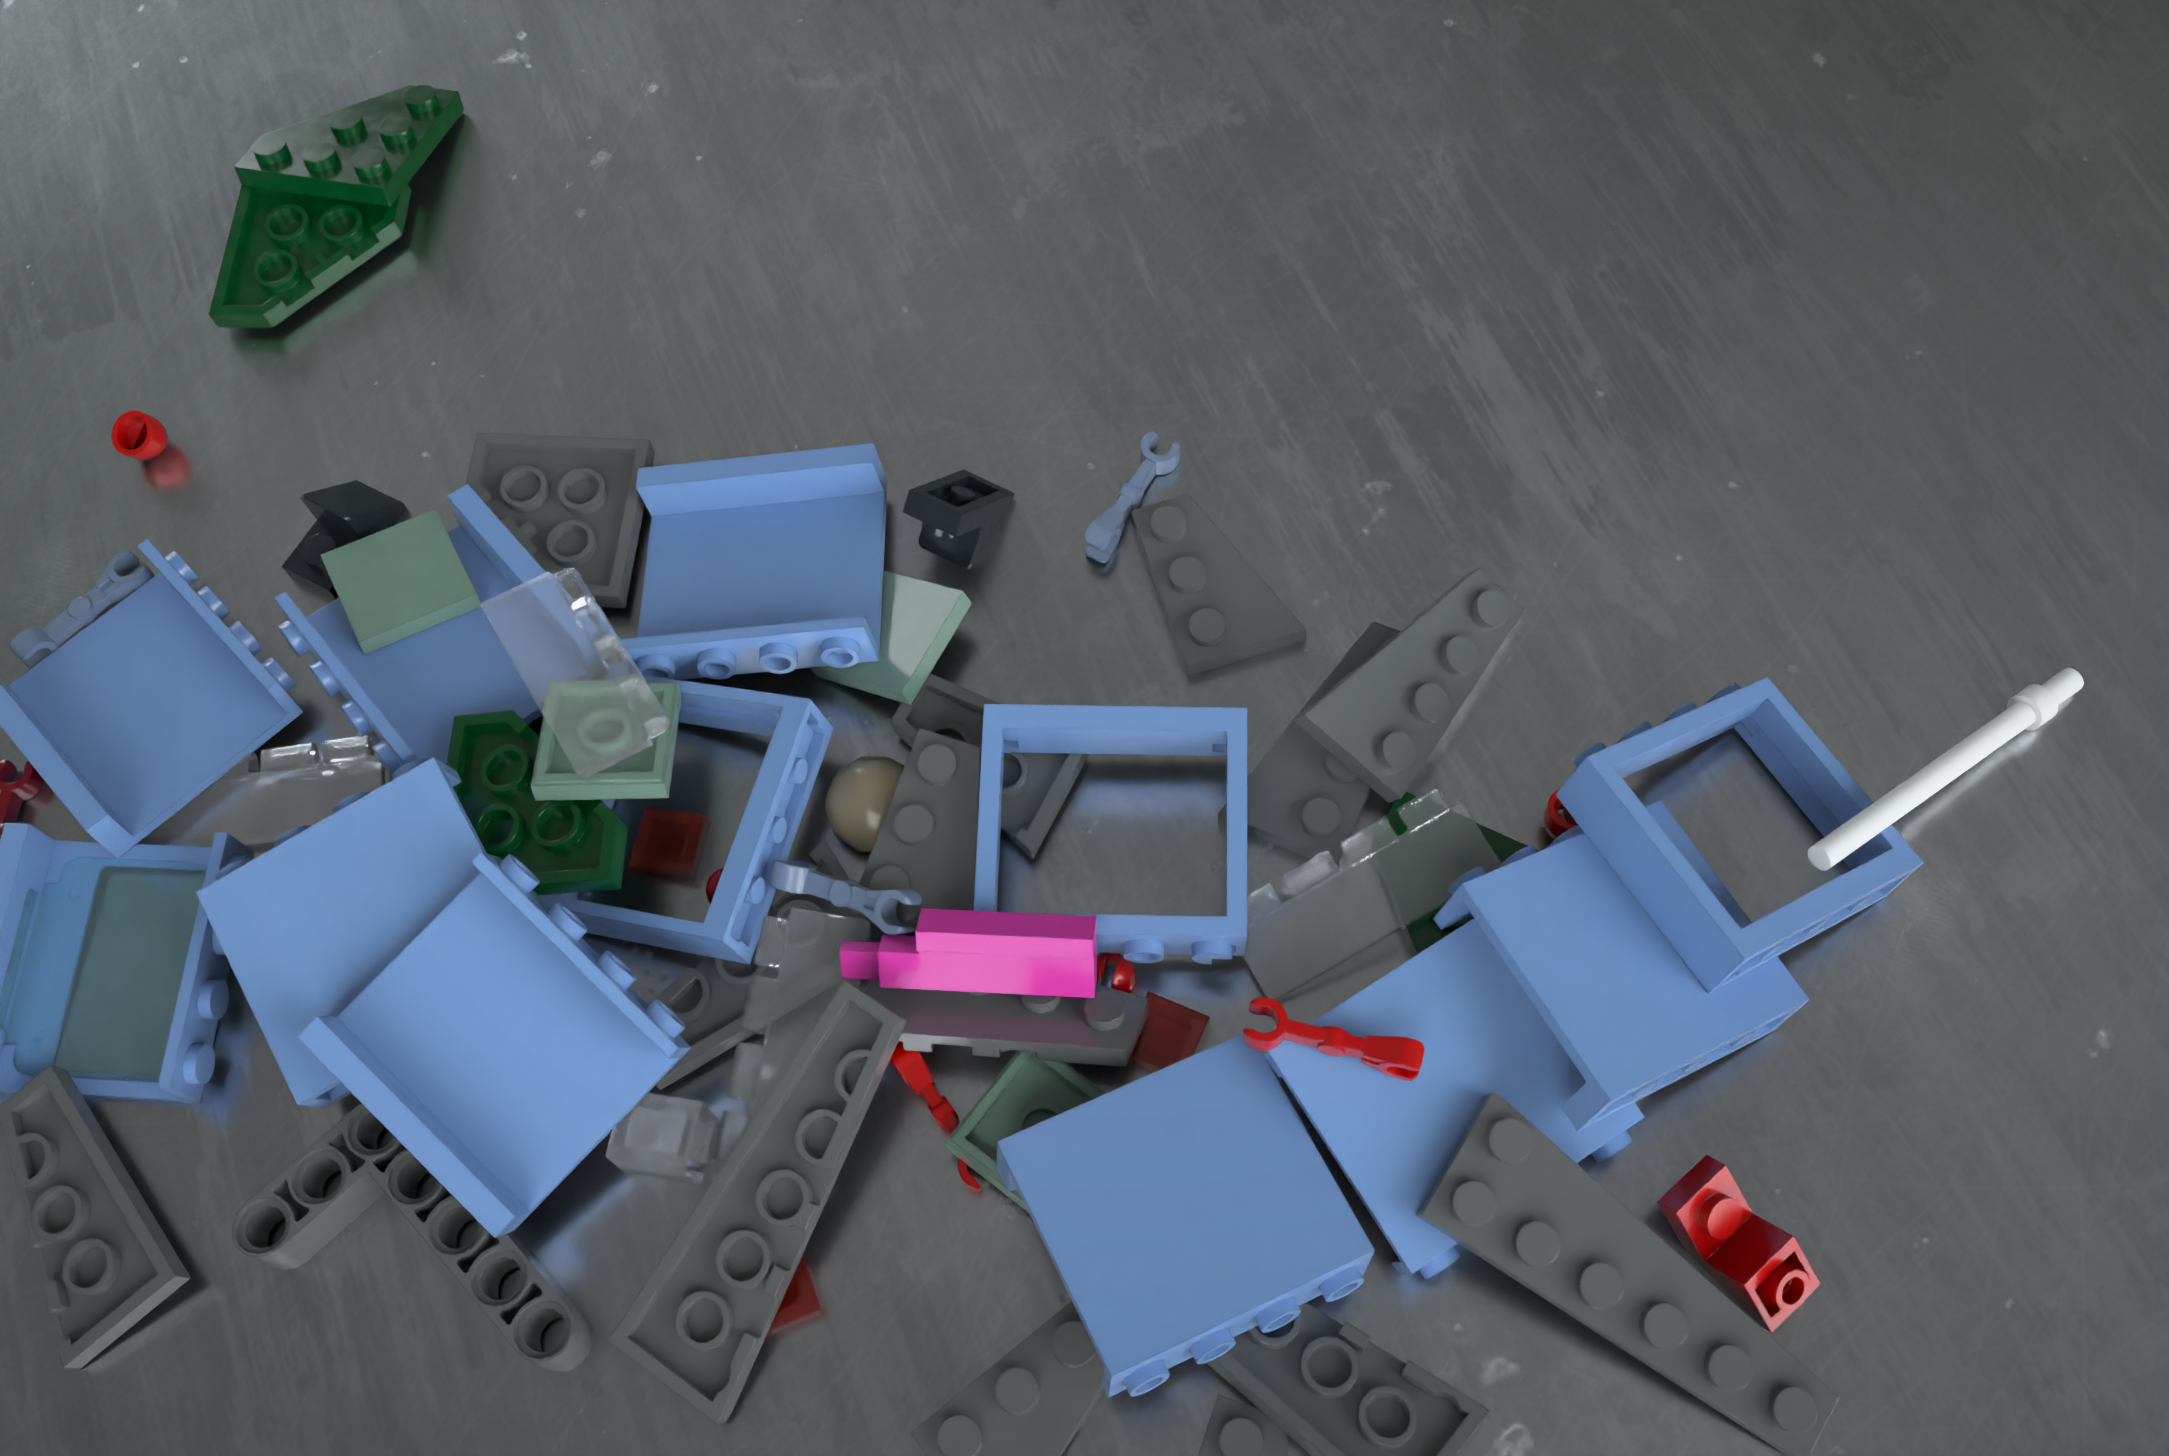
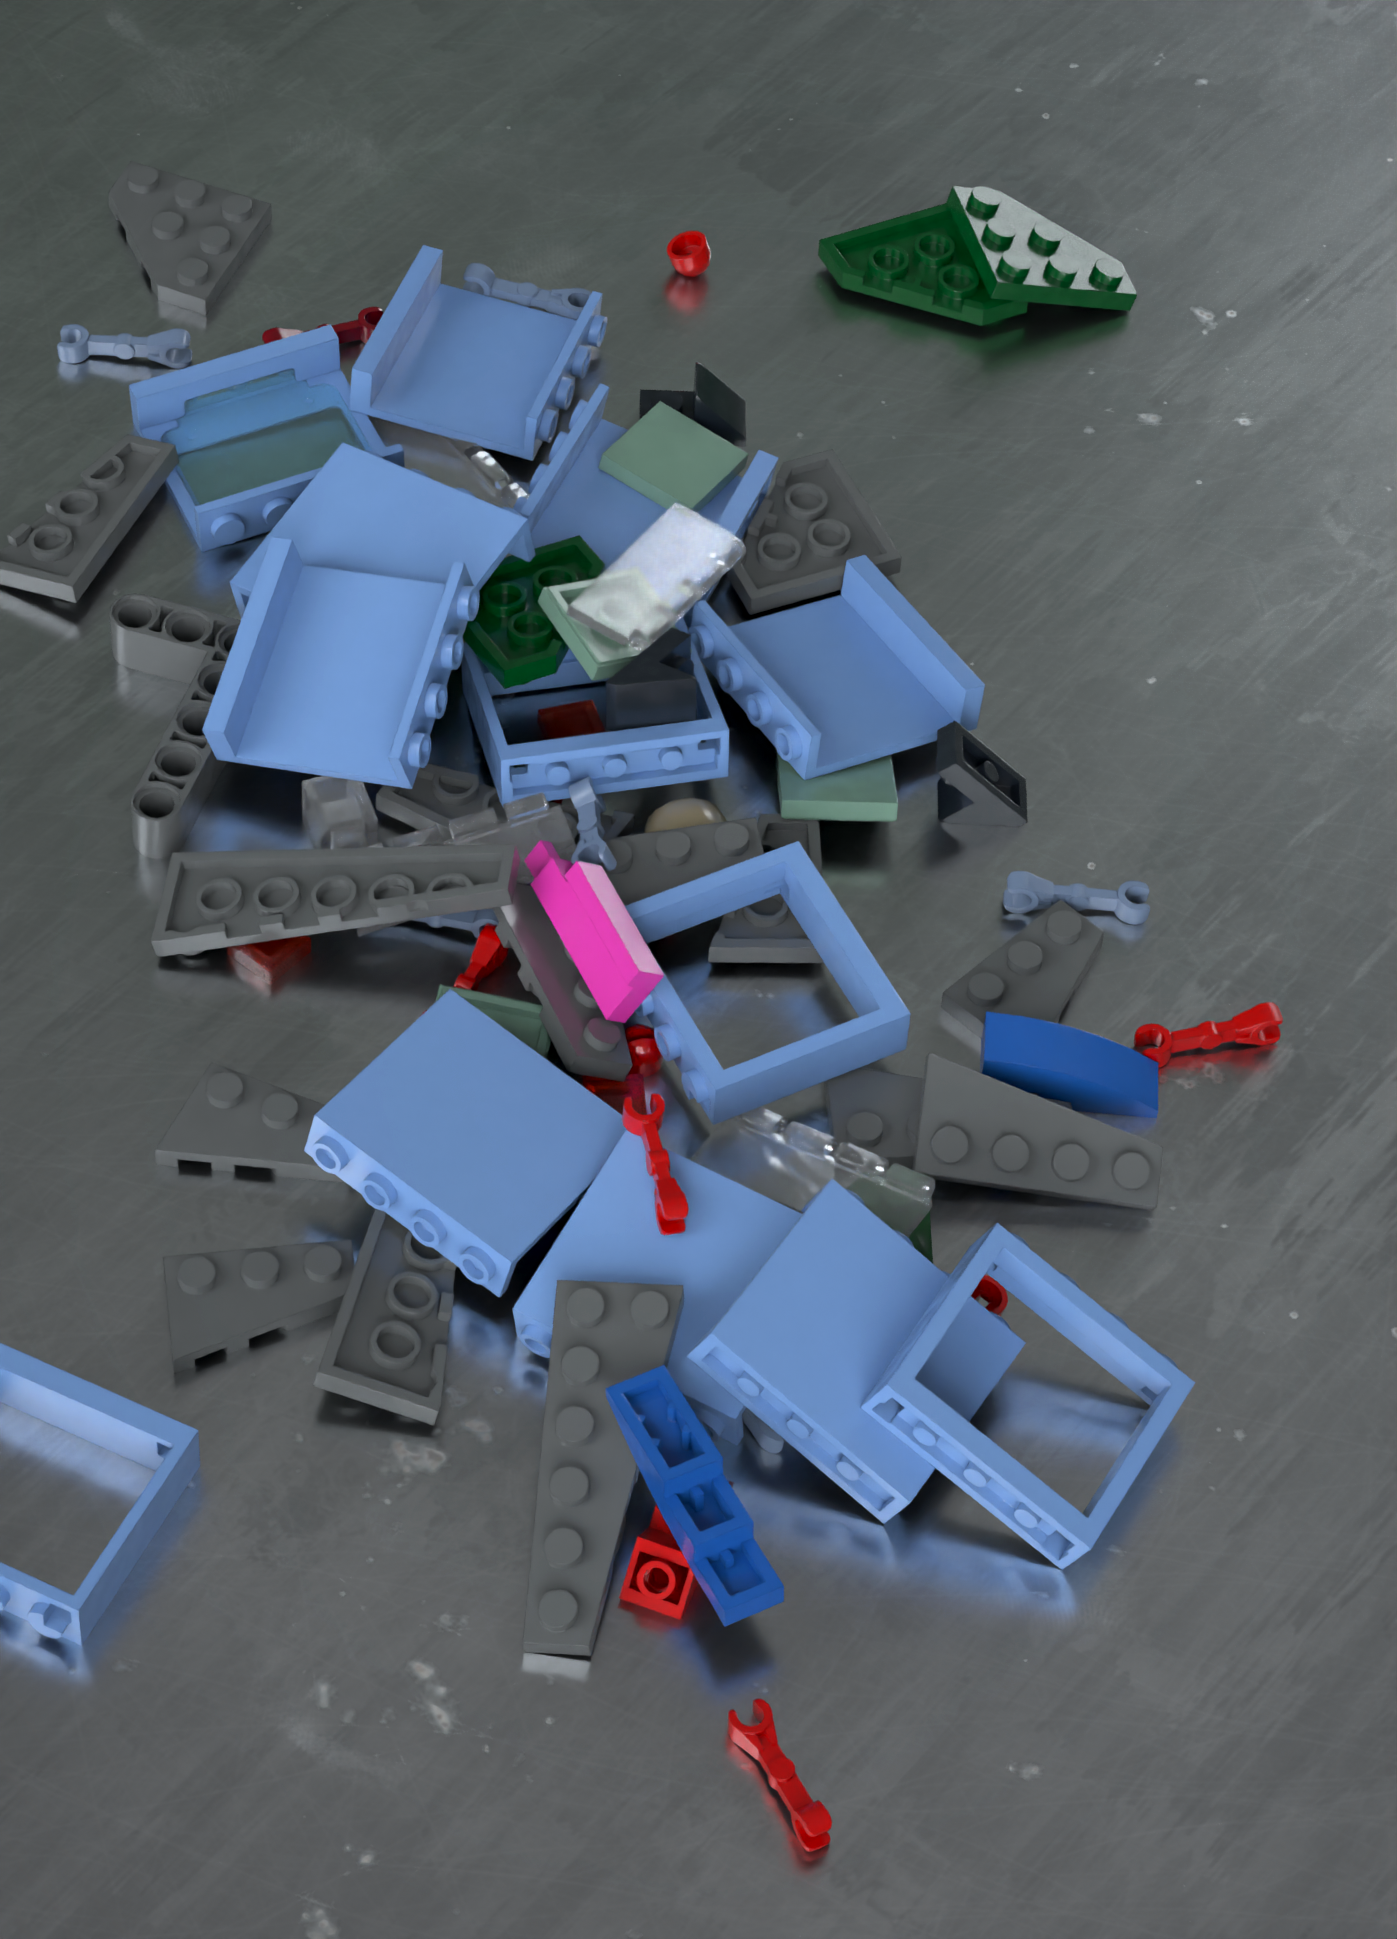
camera: 50 degrees right, 15 degrees down
(723, 743) = (654, 686): none -> black slope
(1332, 606) = (1069, 1066): none -> blue slope
(1354, 431) = (1252, 1026): none -> red piece
(1739, 1206) = (694, 1495): none -> blue slope
(2001, 1276) = (808, 1817): none -> red piece
(2024, 711) = (1308, 1606): white bar -> none

